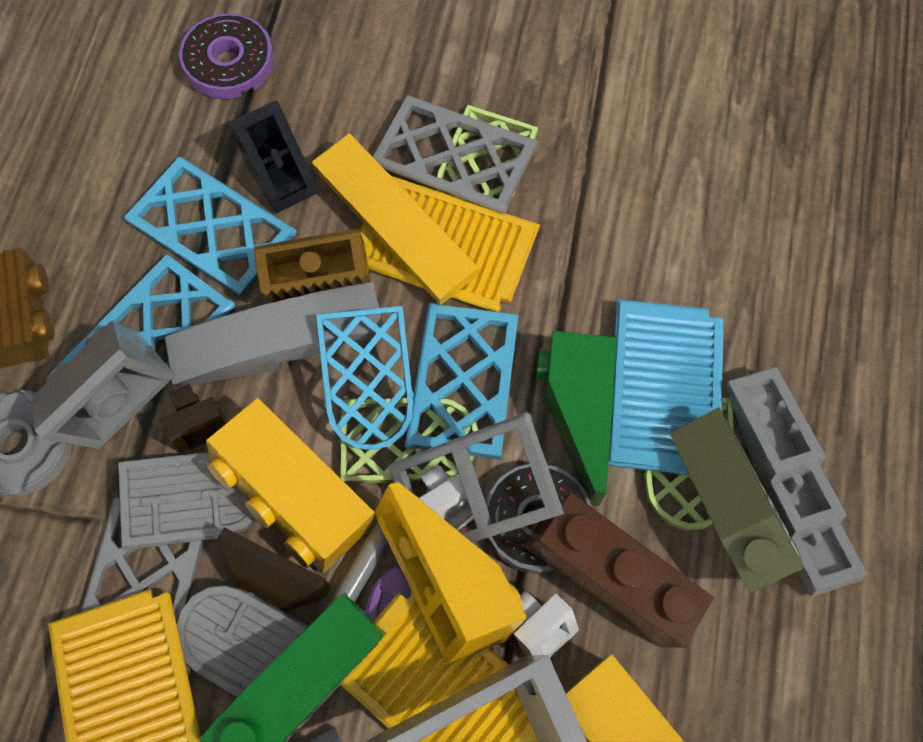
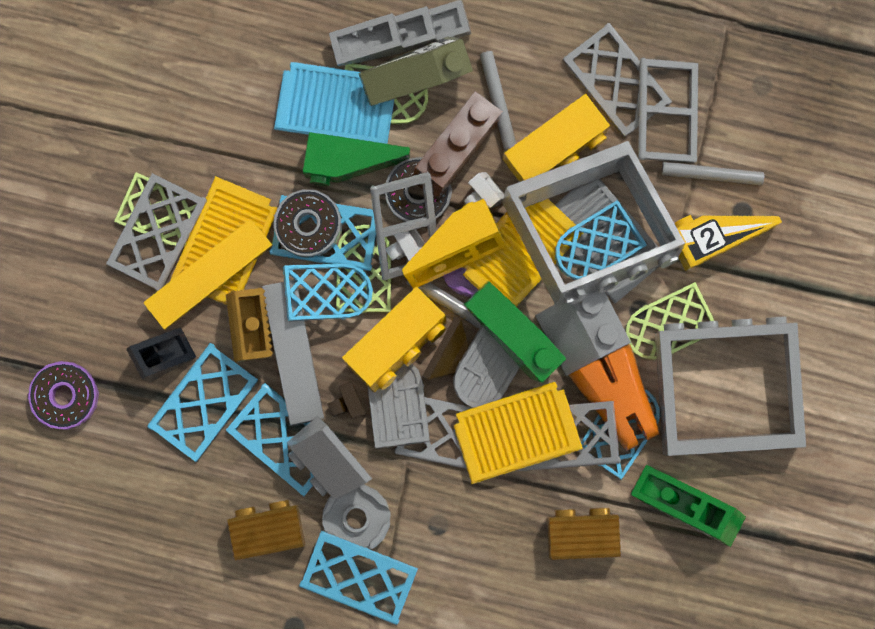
camera: 90 degrees left, 15 degrees up
(474, 322) = (297, 206): none -> tile
(705, 646) = (498, 99): none -> light grey bar

